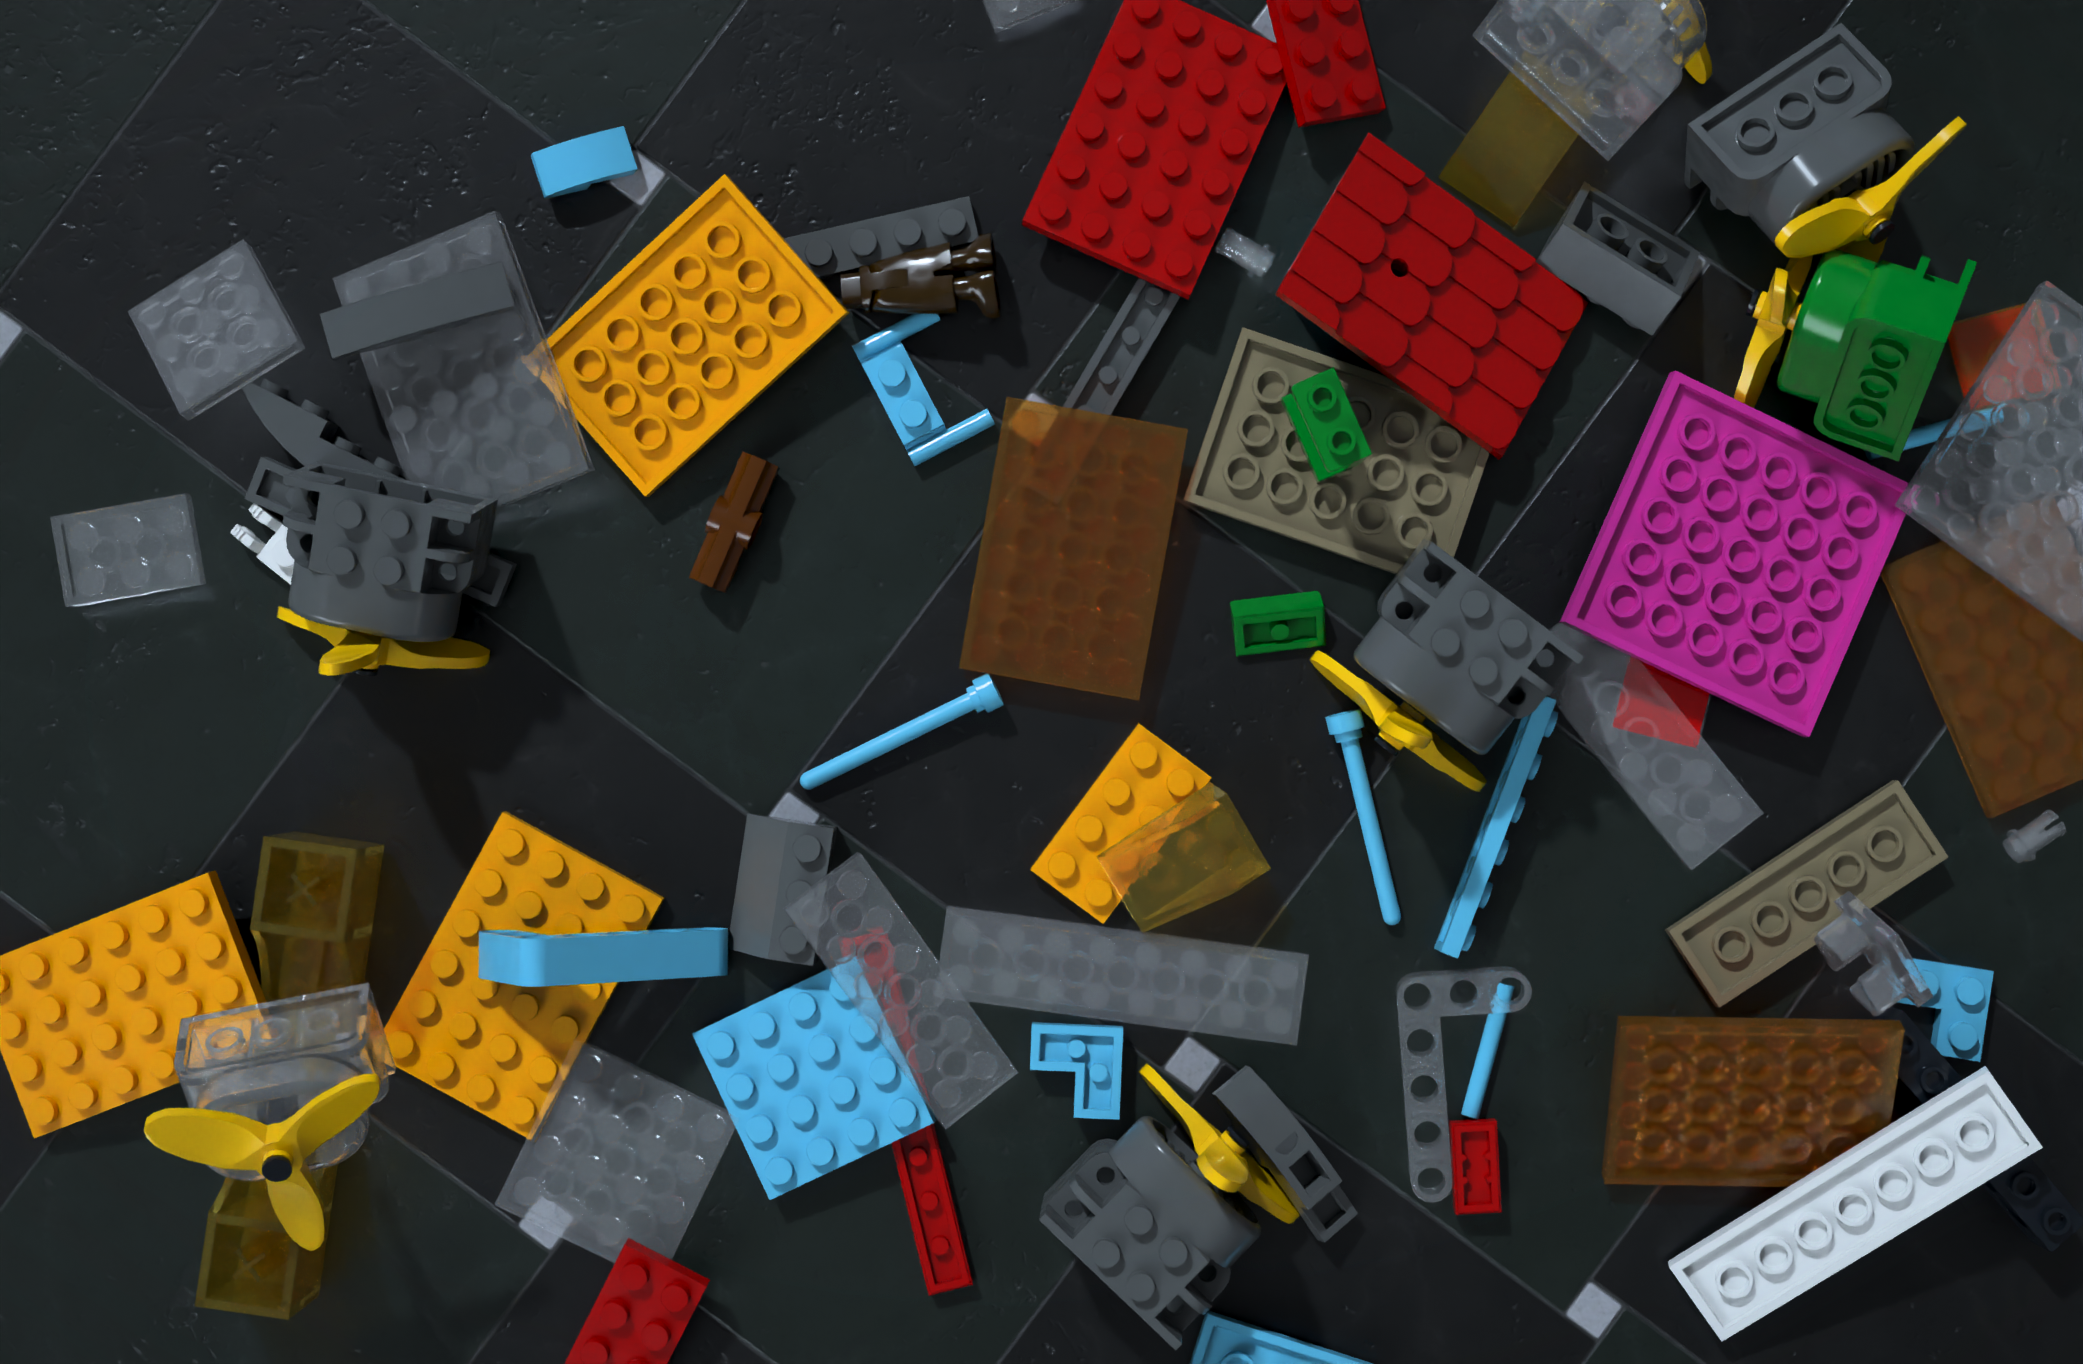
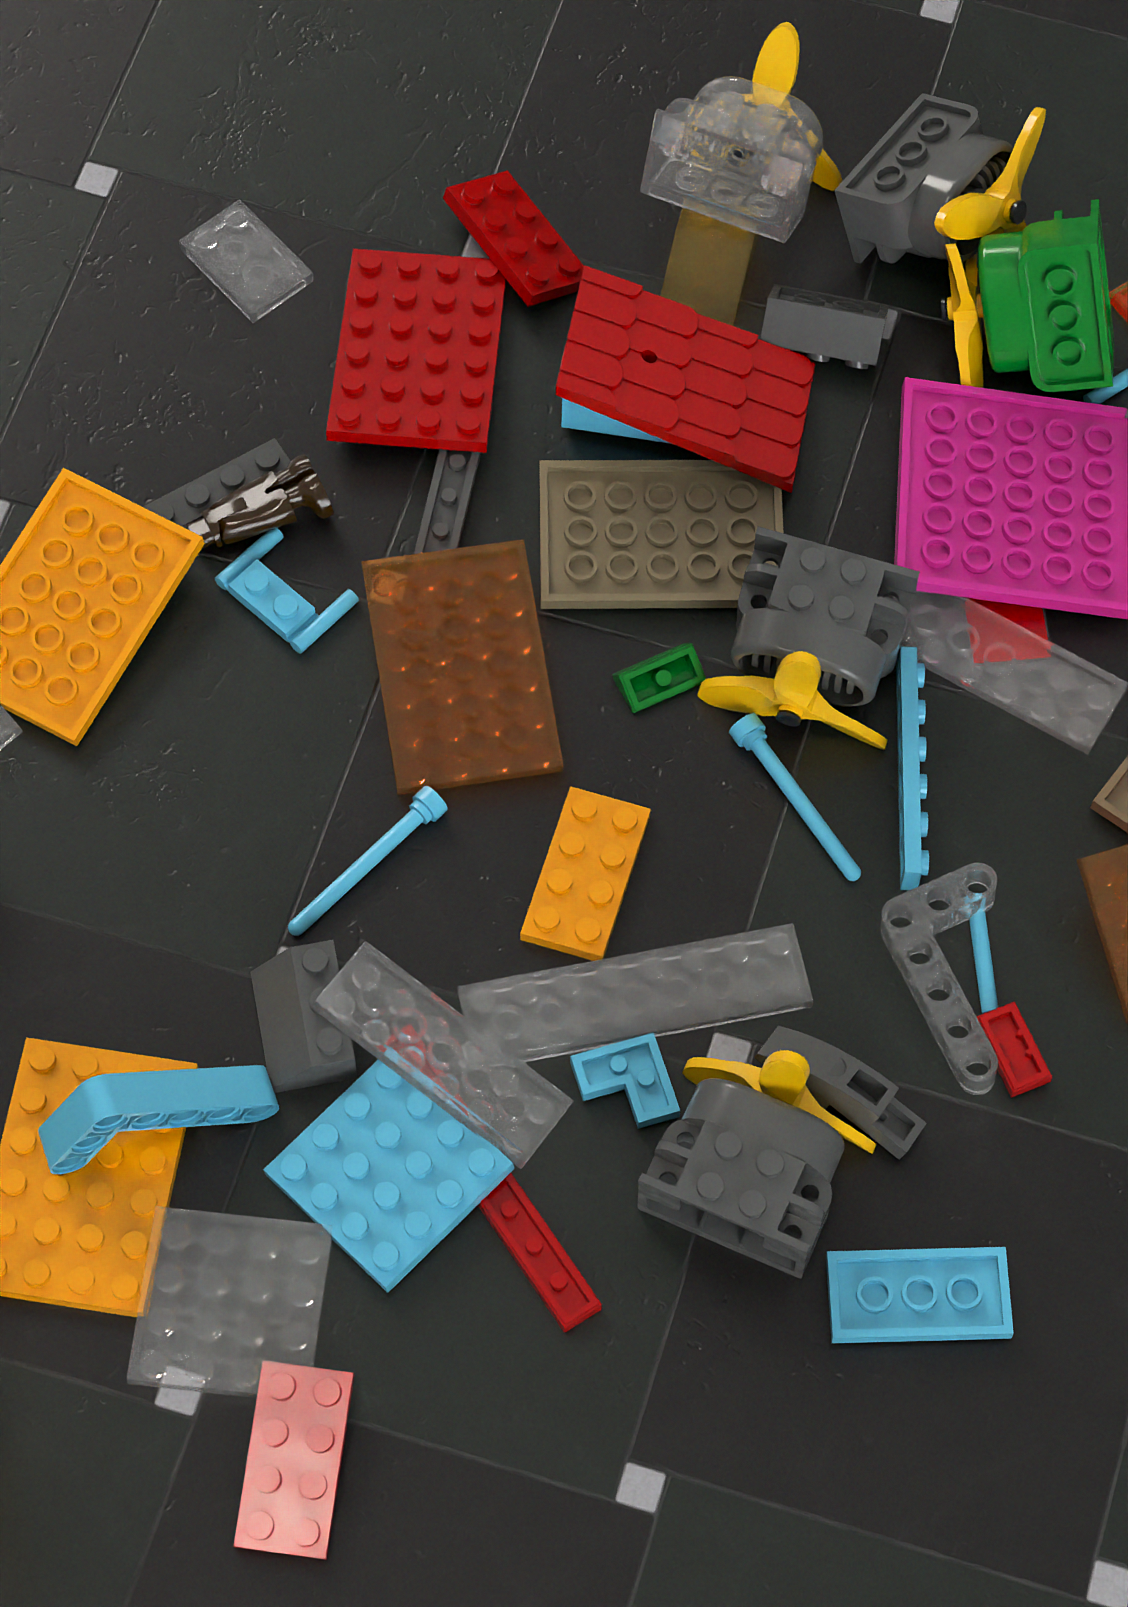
camera: 25 degrees left, 25 degrees down
(734, 522) = (159, 739): reddish brown piece -> none
(1184, 859) = (652, 872): clear yellow slope -> none
(1245, 252) = (520, 410): clear pin -> none
(1325, 425) = (640, 493): green panel -> none

